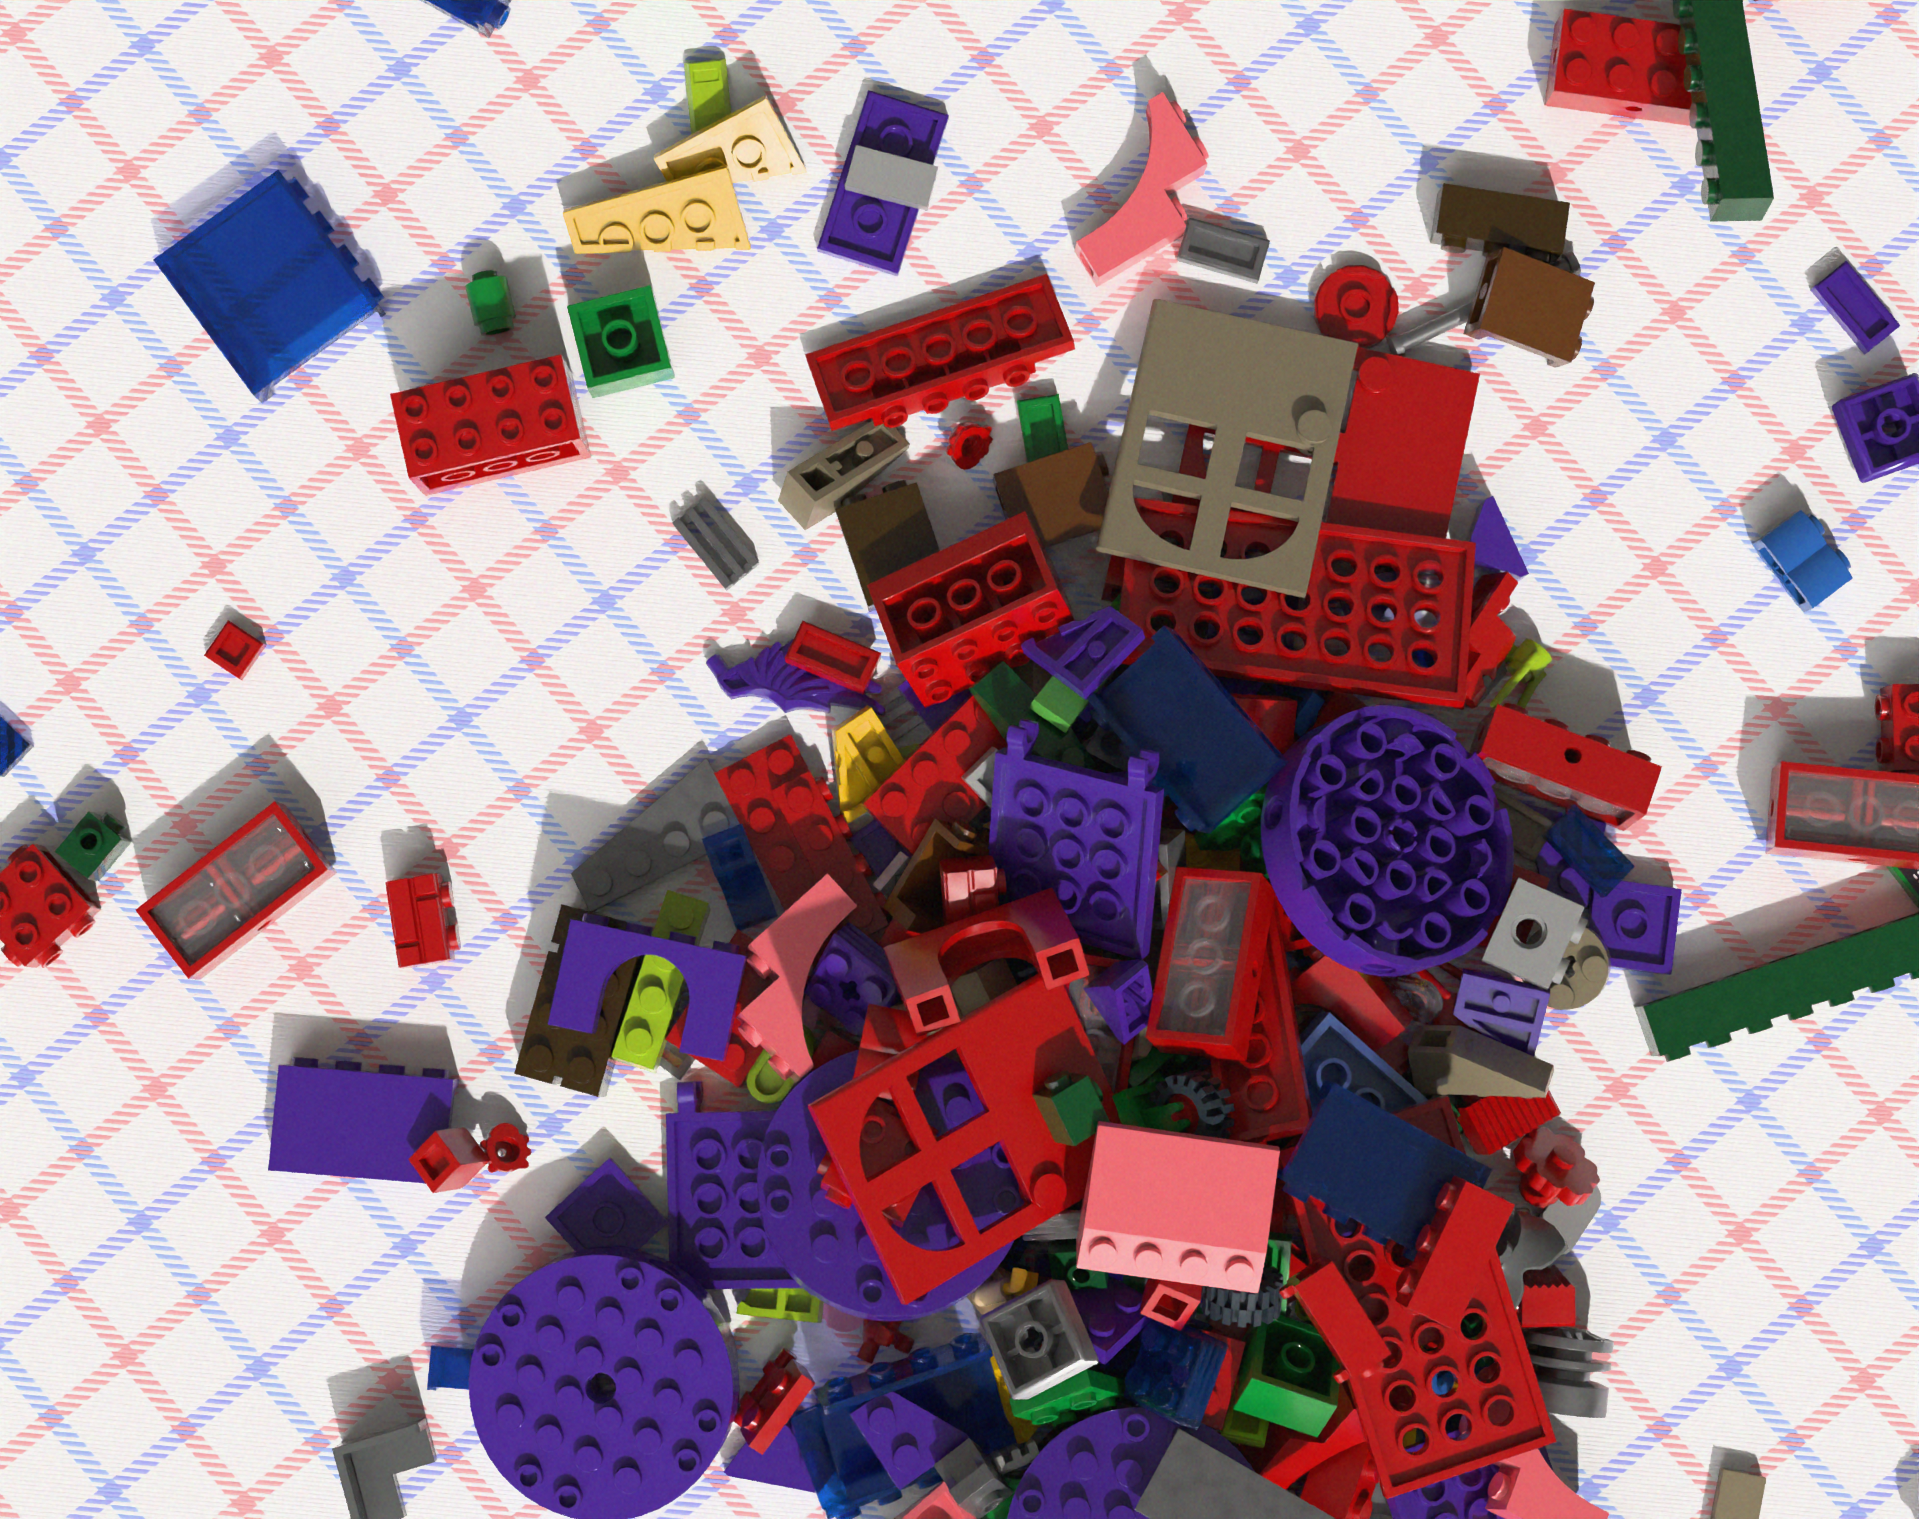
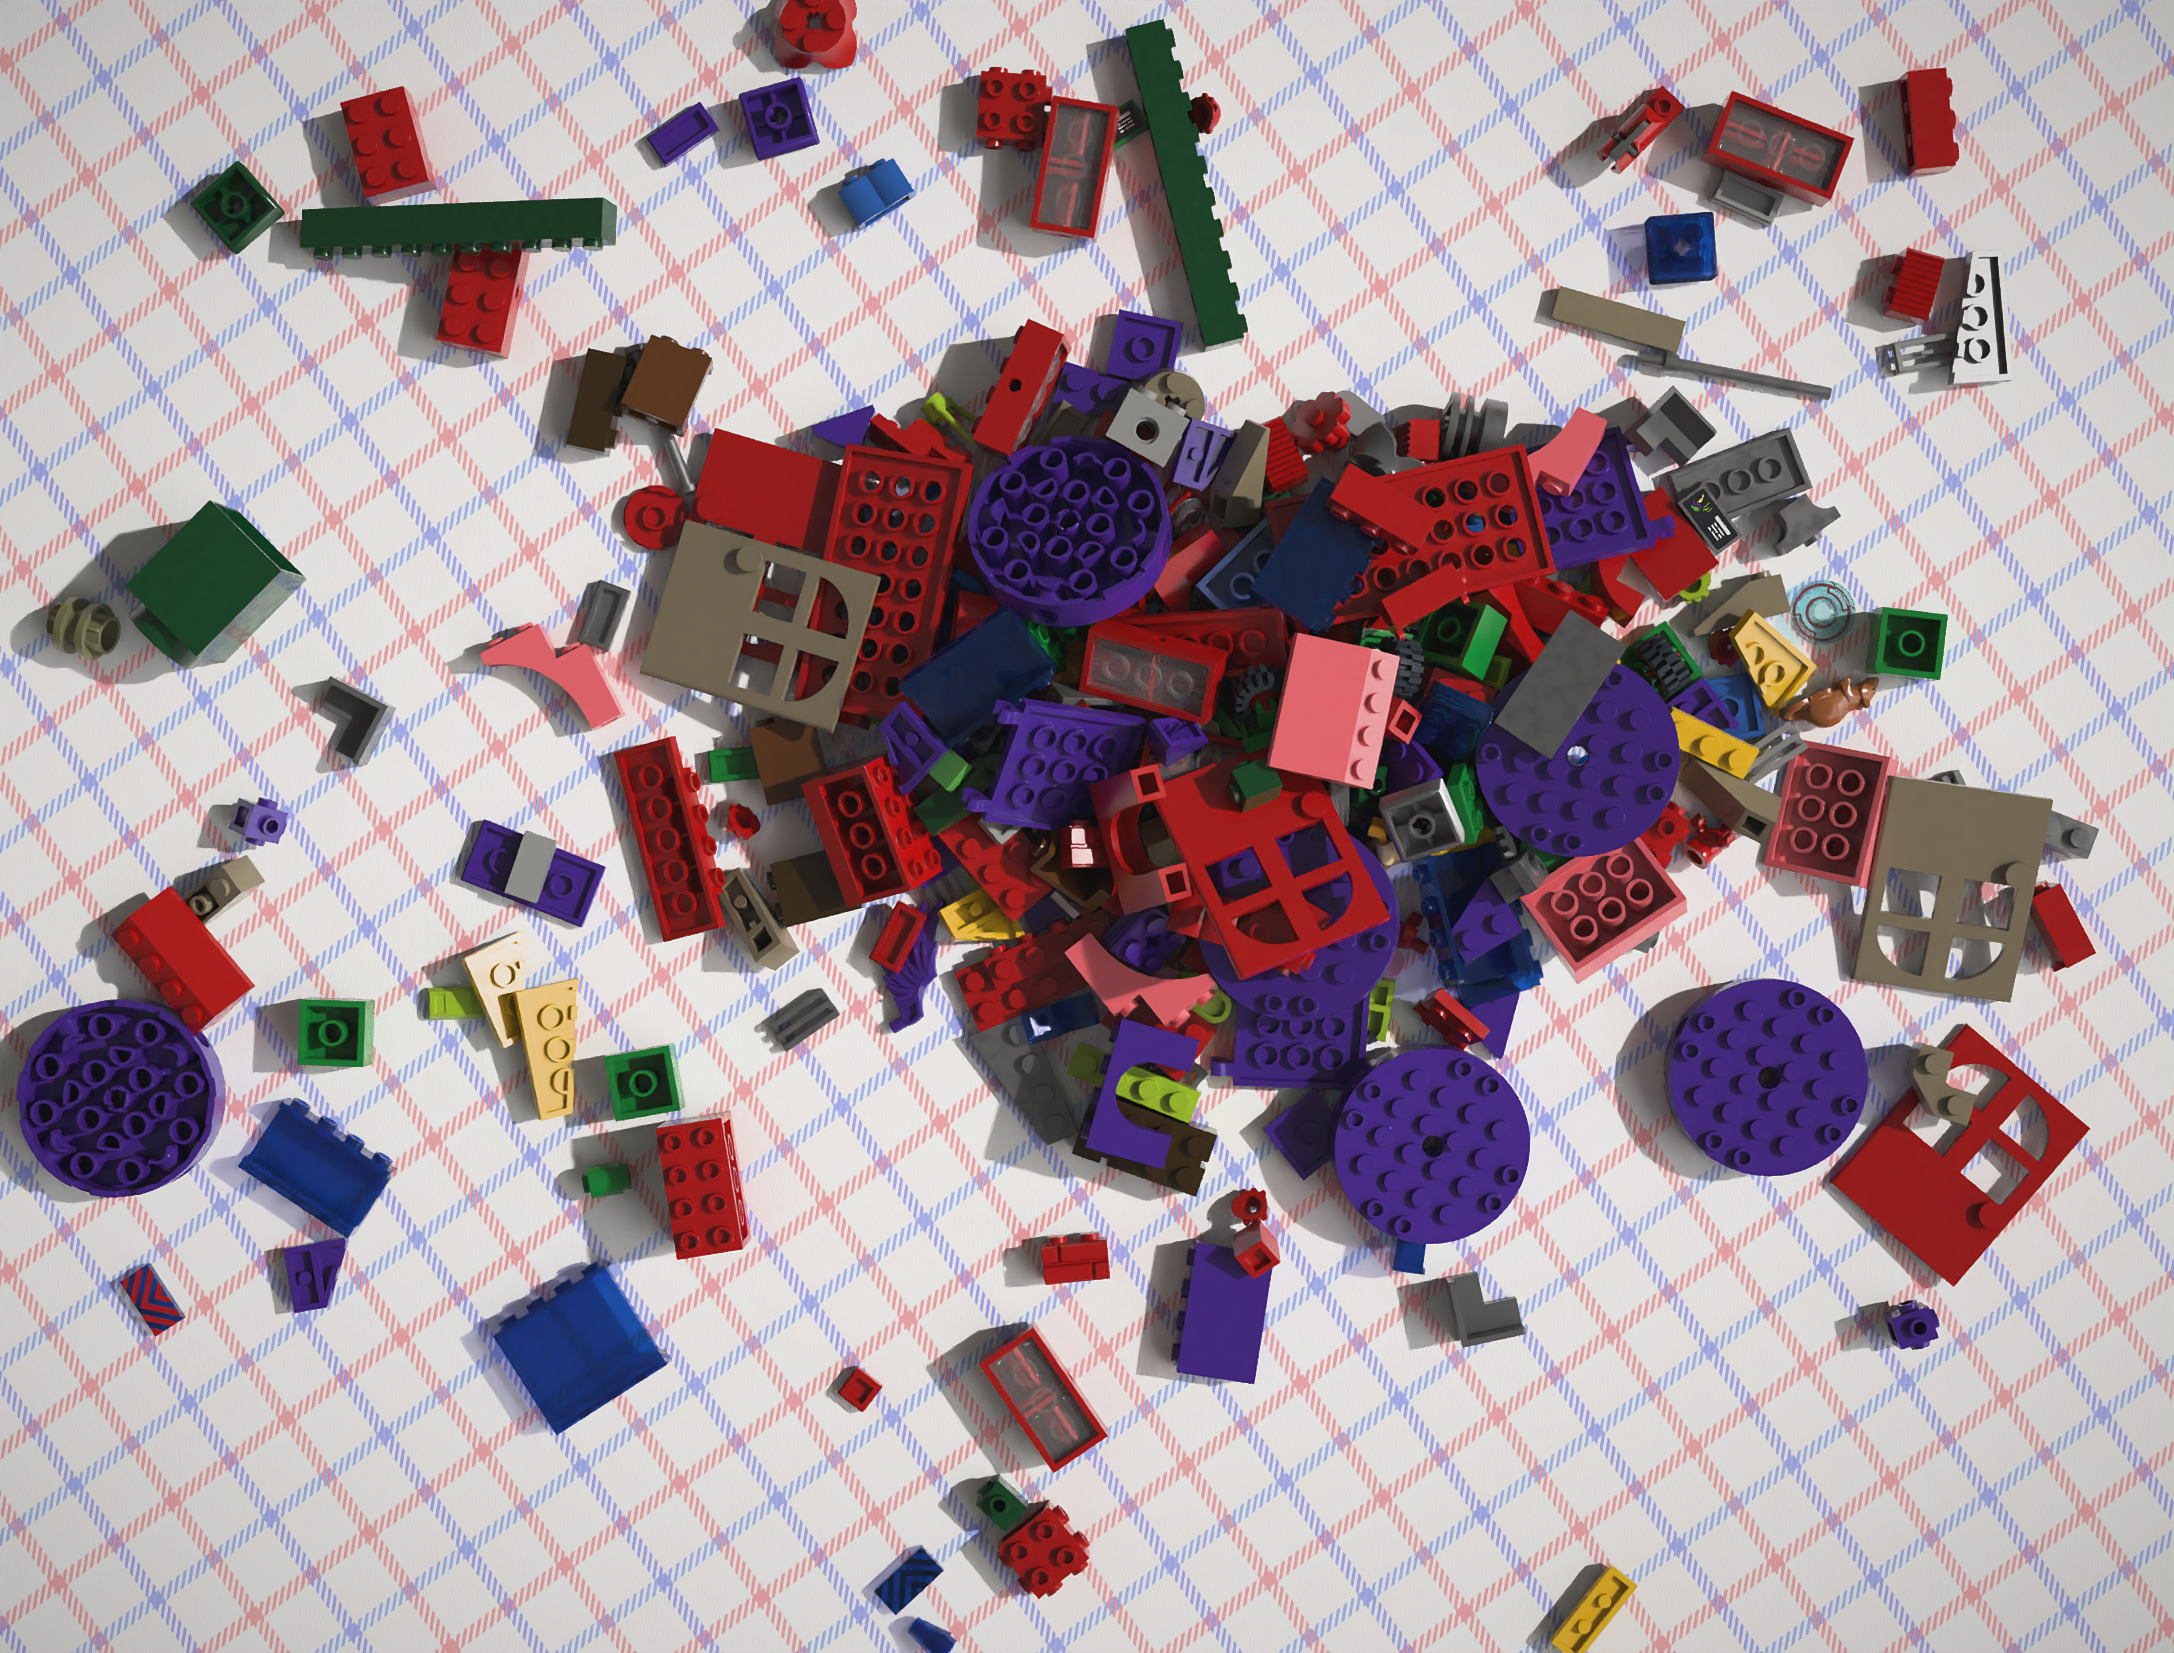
camera: 80 degrees left, 5 degrees up
(1588, 851) = (1086, 377): clear blue tile -> none

